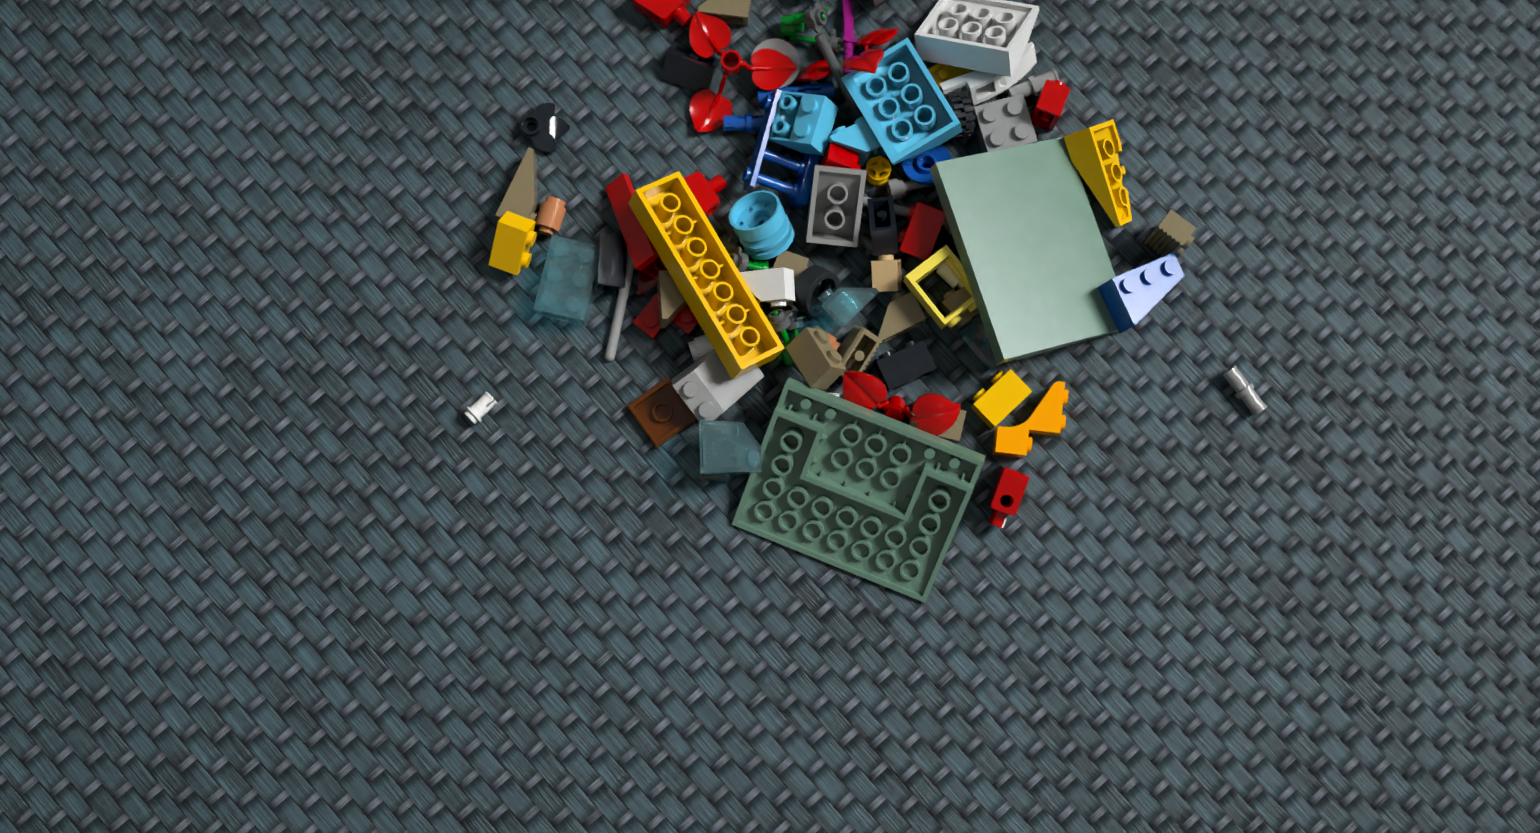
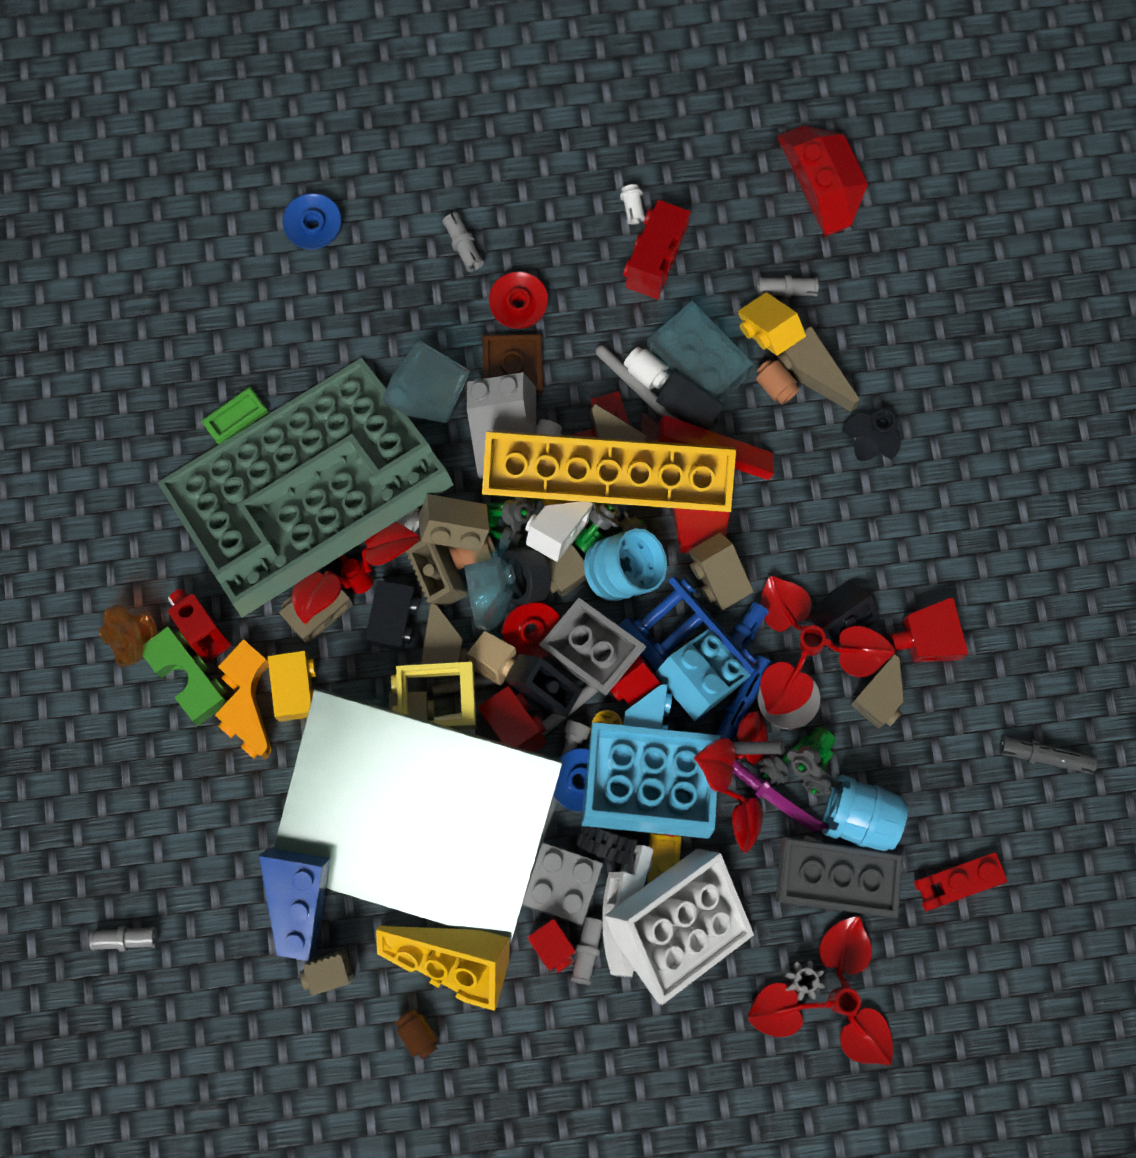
camera: 125 degrees right, 5 degrees down
(362, 286) = (826, 175): none -> red wedge
(472, 256) = (788, 286): none -> light grey pin
(505, 365) = (656, 249): none -> red wedge
(594, 511) = (463, 242): none -> light grey pin
(602, 312) = (646, 368): none -> white brick
(603, 429) = (517, 287): none -> red dish
(640, 629) = (311, 209): none -> blue dish
(720, 161) = (720, 571): none -> dark tan brick
(838, 583) = (234, 416): none -> bright green tile
(848, 263) = (528, 641): none -> red dish
(1037, 499) = (201, 695): none -> bright green arch
(1048, 537) = (126, 633): none -> clear orange plate
(1164, 156) = (417, 1034): none -> reddish brown brick

